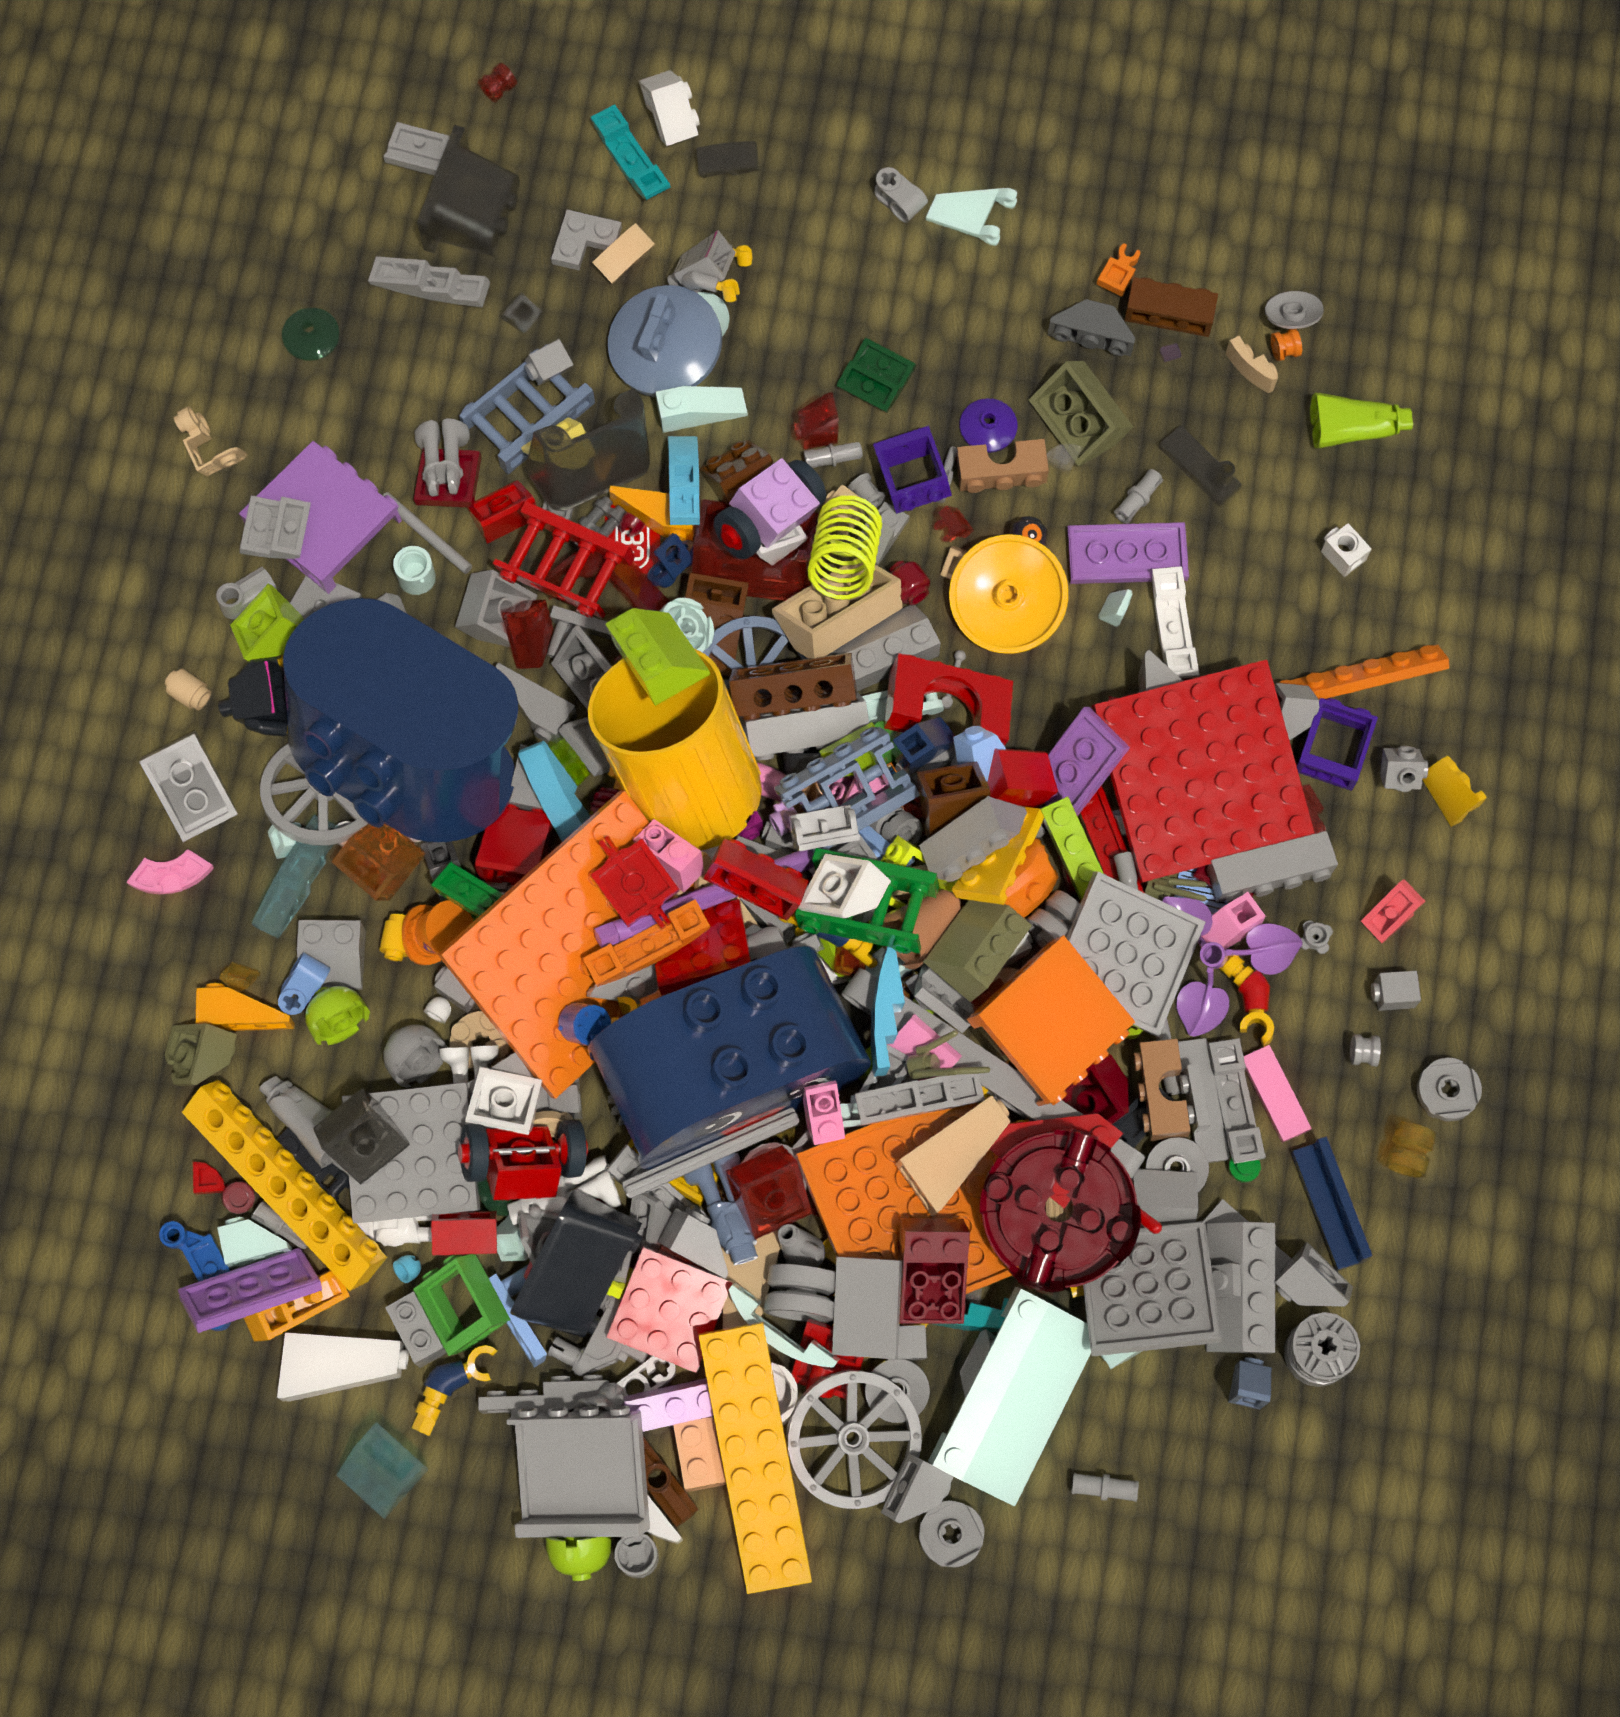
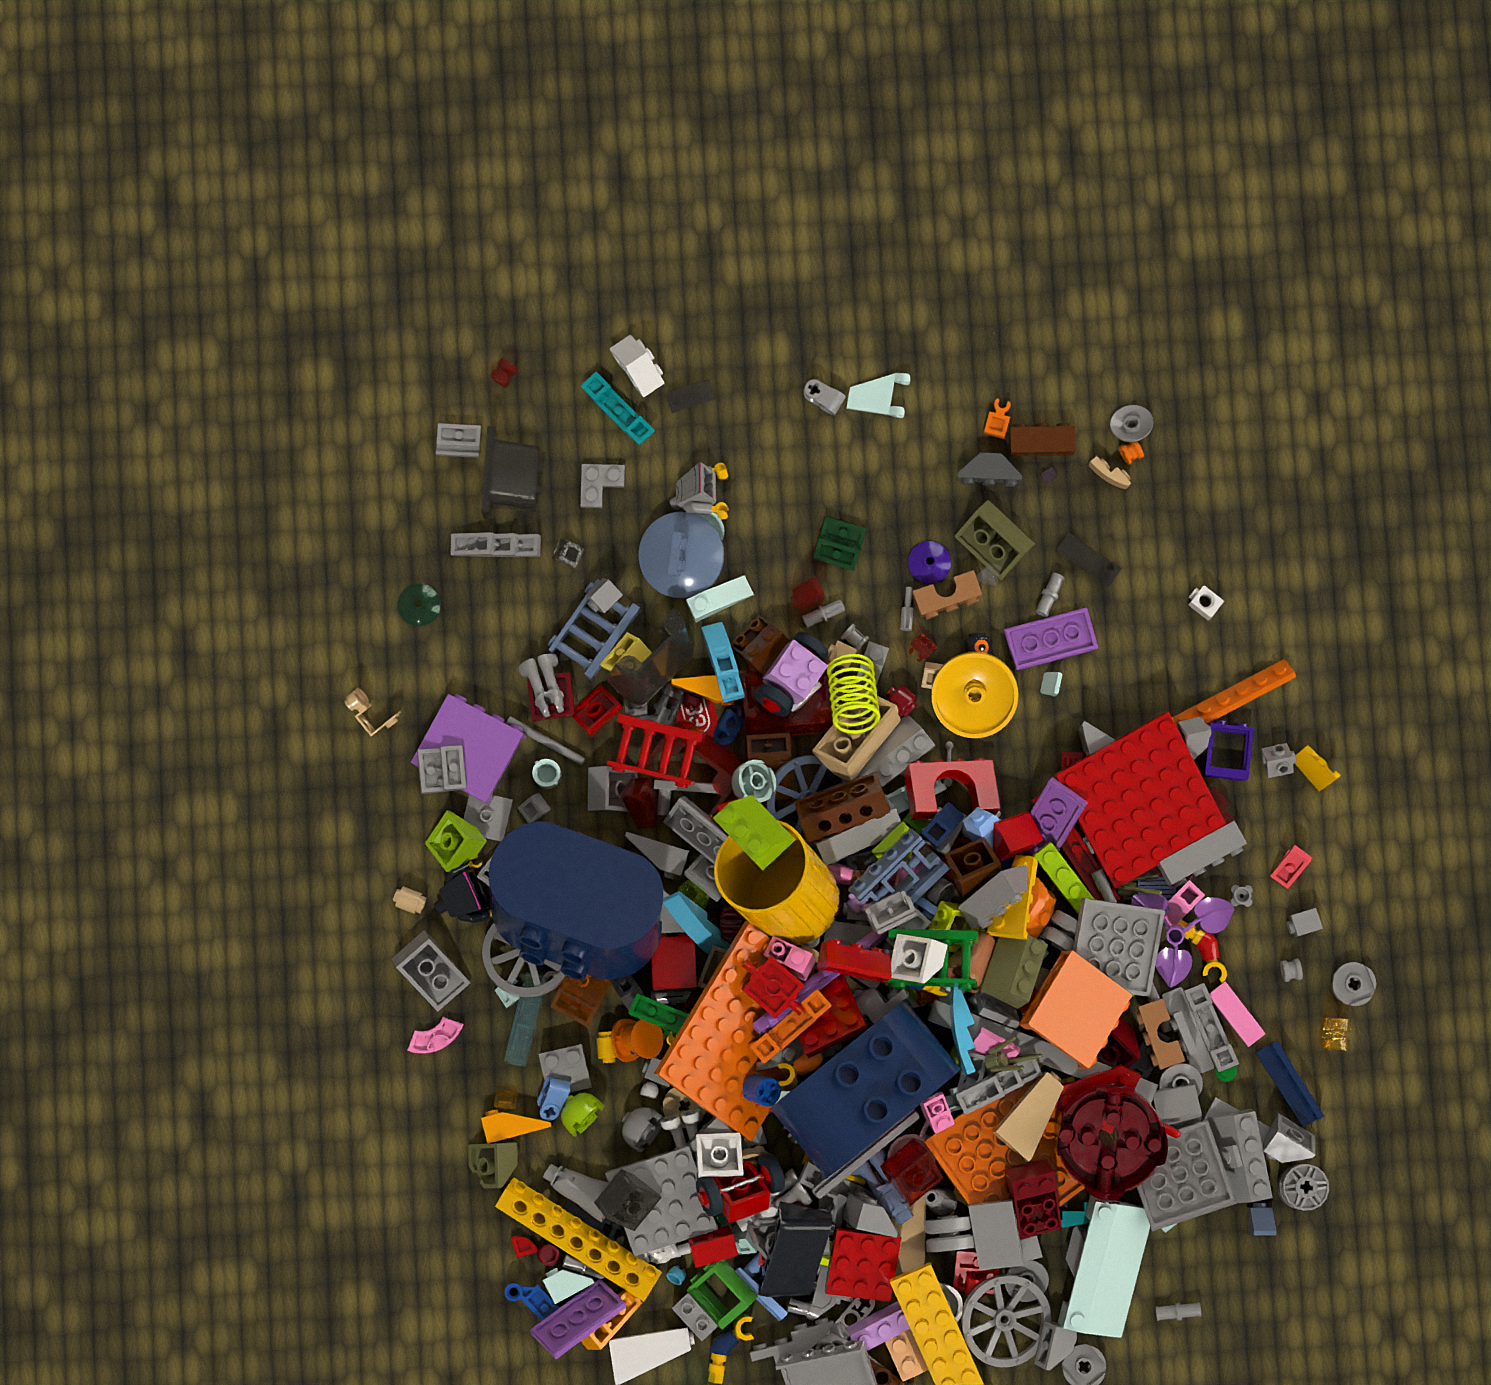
camera: 15 degrees left, 10 degrees up
(244, 590) = (431, 816): light grey piece -> none
(623, 253) = (633, 490): tan slope -> none
(814, 1354) = (967, 1273): light aqua slope -> none
(892, 453) = (874, 599): dark purple window -> none
(1173, 622) = (1095, 688): white slope -> none
(1349, 420) = (1191, 500): lime piece -> none

